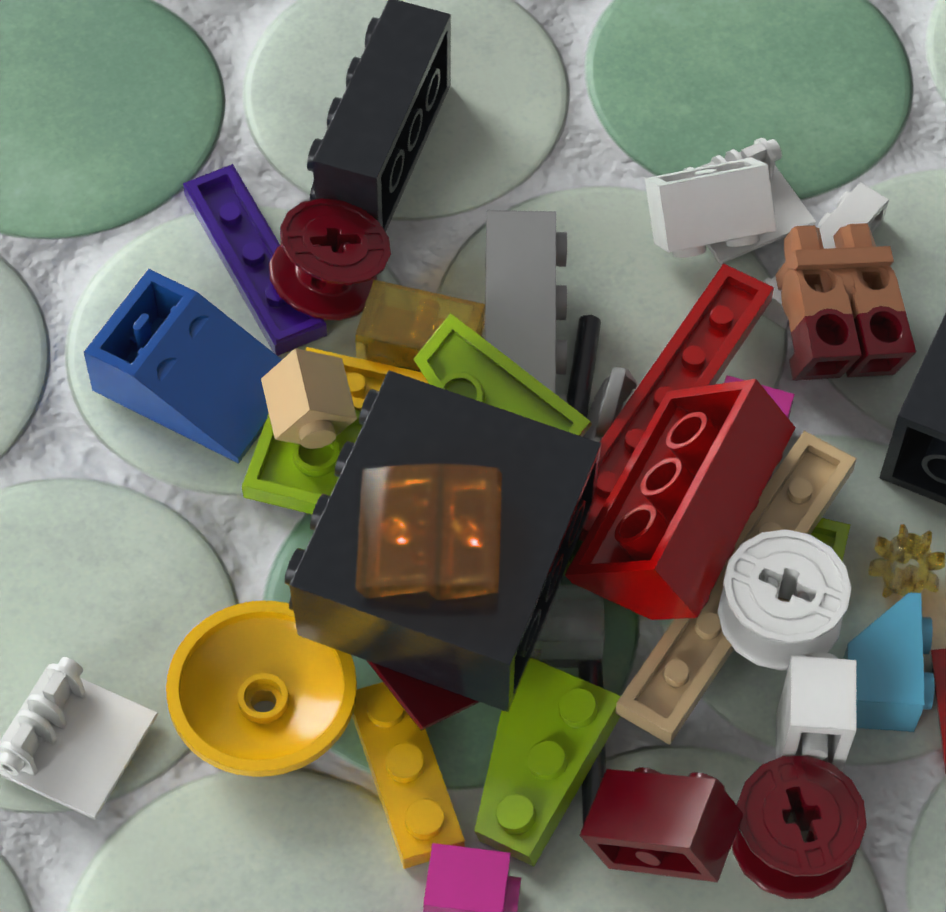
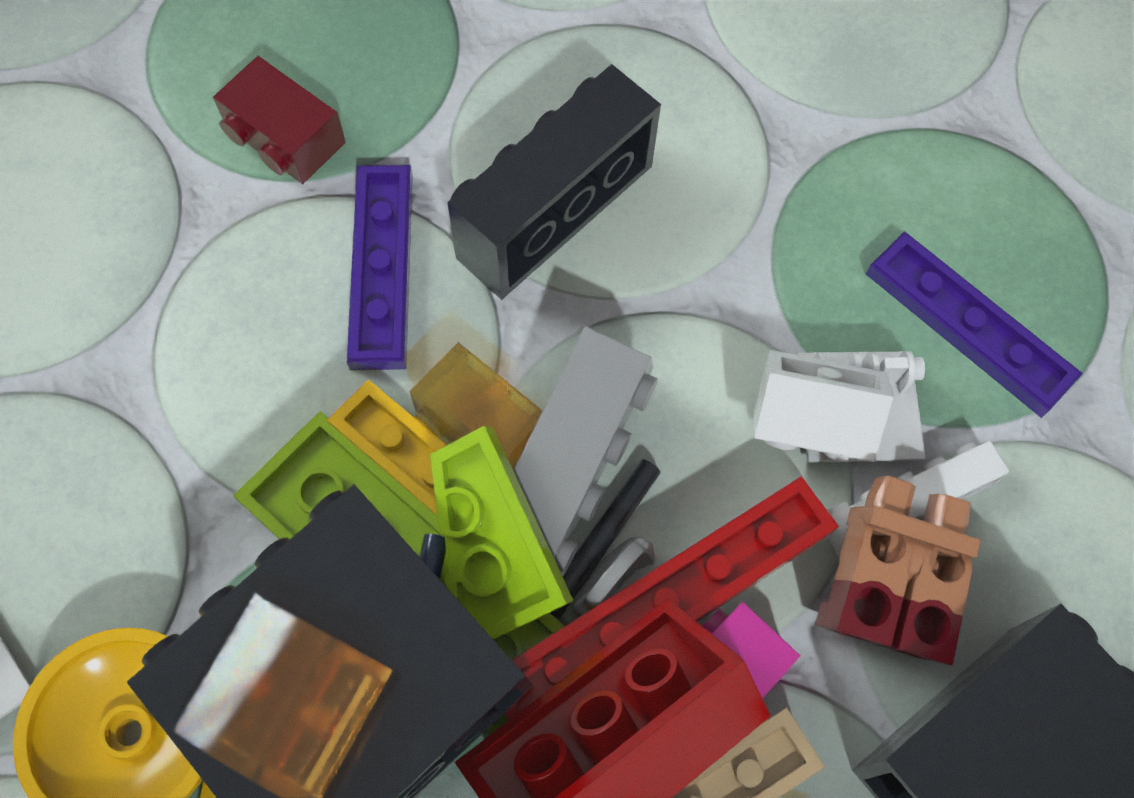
camera: 25 degrees right, 10 degrees up
(87, 171) = (279, 120): none -> dark red brick
(183, 366) = (250, 352): blue slope -> none
(308, 398) = (322, 446): tan brick -> none
(328, 258) = (440, 271): dark red piece -> none
(798, 102) = (974, 324): none -> dark purple tile

